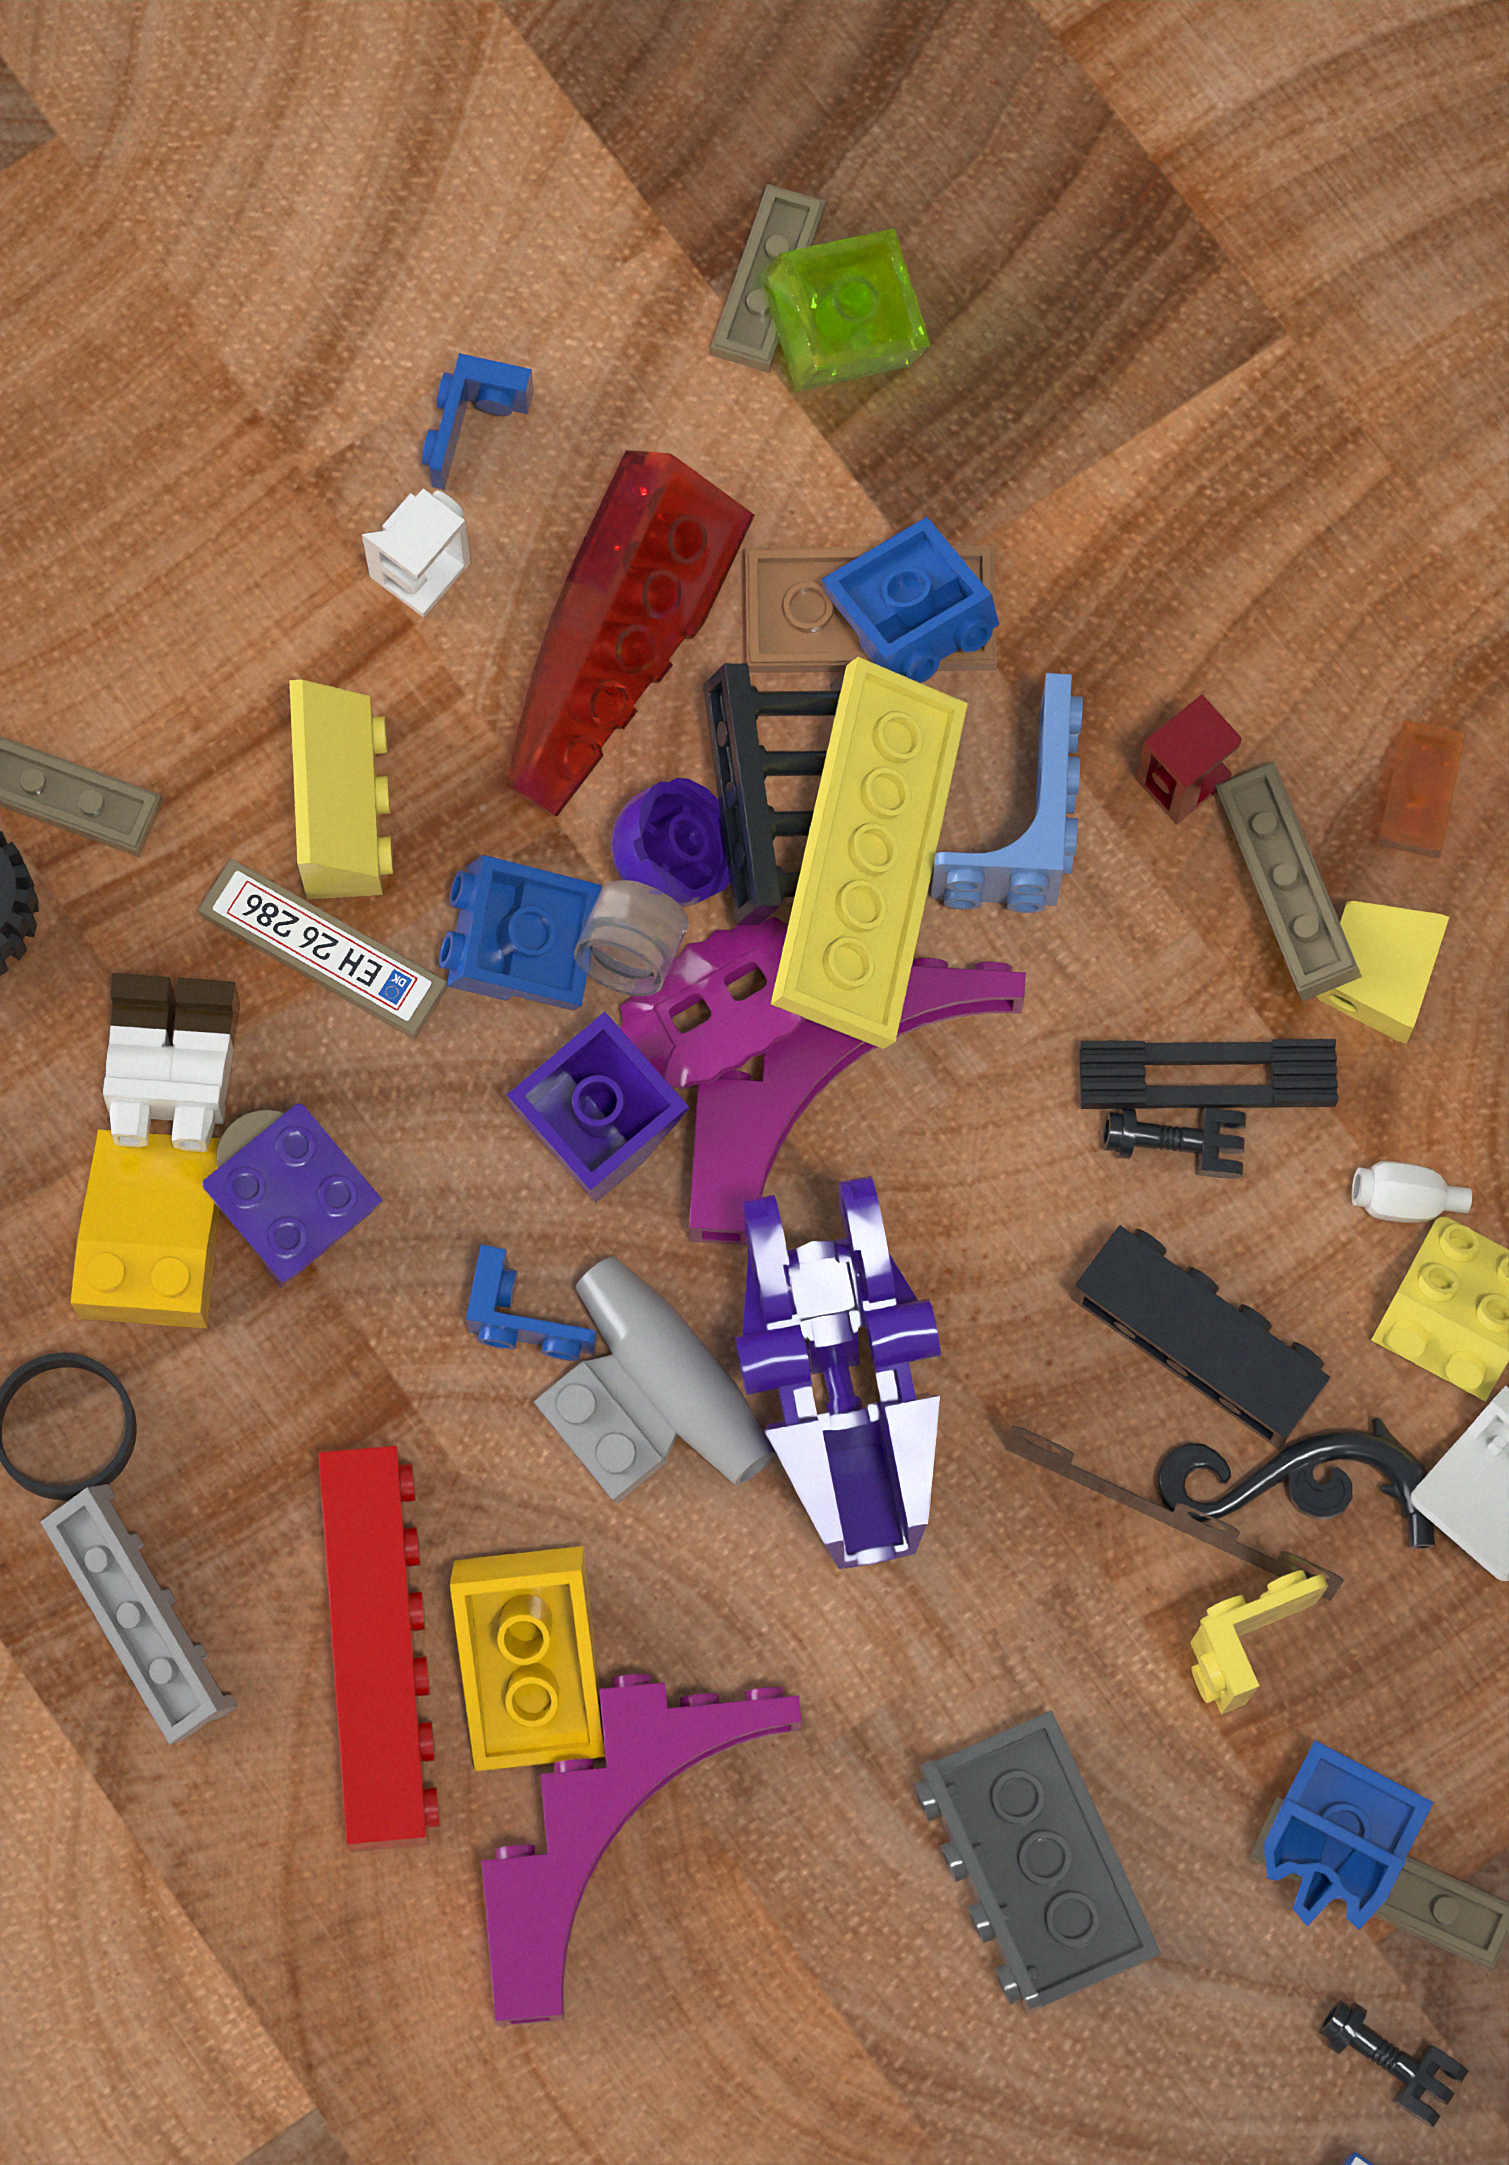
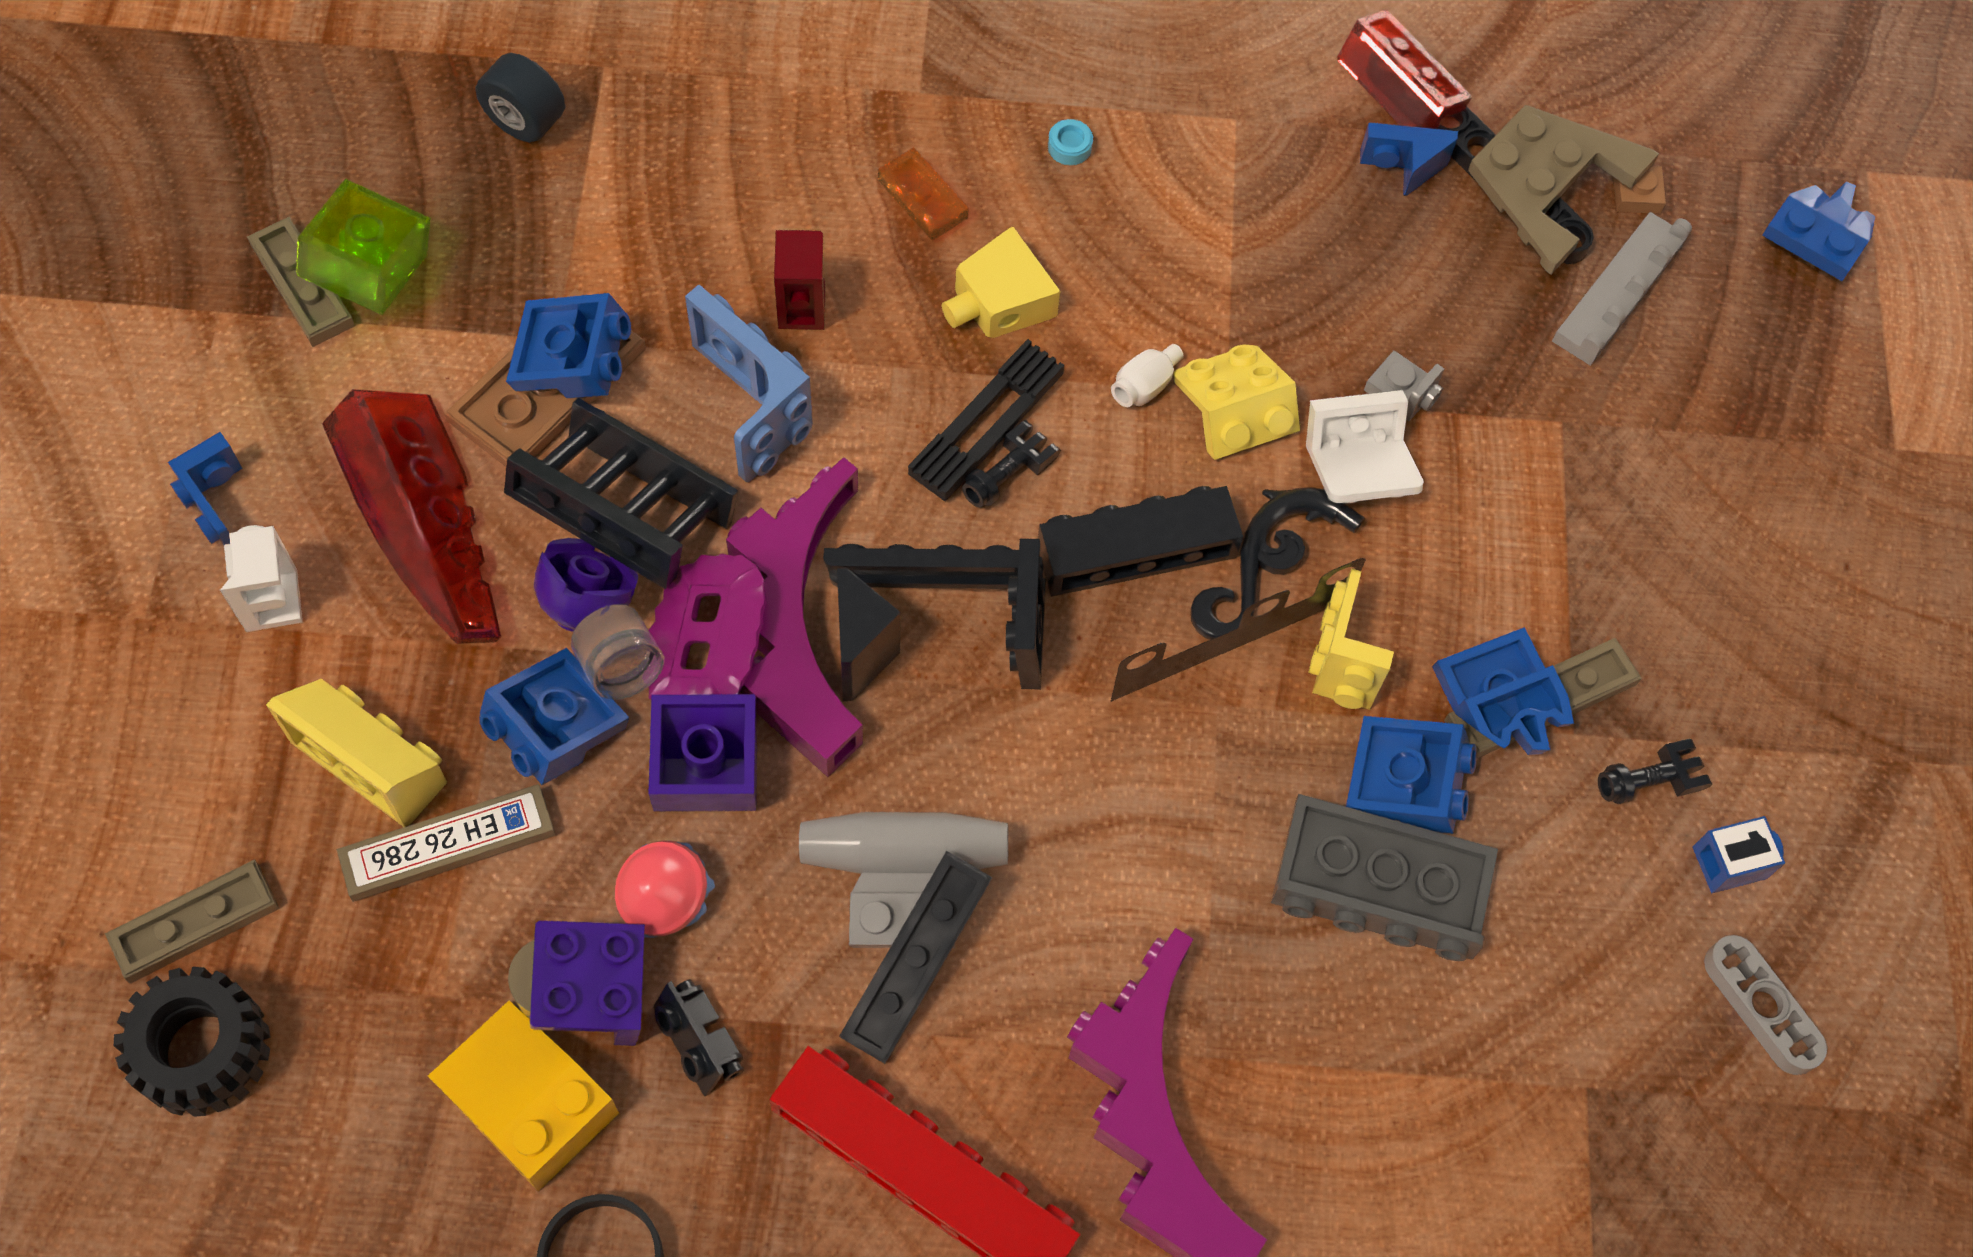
camera: 55 degrees left, 10 degrees down
(165, 1081) = (440, 1003): white hips -> none
(336, 1313) = (705, 1057): none -> black hinge
(440, 1184) = (663, 888): none -> coral hair
(495, 1288) = (757, 908): blue bracket -> none
(528, 1658) = (1010, 1077): yellow slope -> none
(568, 1474) = (915, 957): none -> black tile
(840, 1148) = (867, 633): none -> black slope
(854, 1467) = (1076, 771): dark purple piece -> none
(869, 854) = (699, 476): light yellow plate -> none
(1024, 1275) = (968, 569): none -> black bracket
(1154, 298) = (520, 97): none -> black wheel
(1172, 1807) = (1412, 772): none -> blue plate
(1288, 881) = (917, 289): dark tan tile -> none

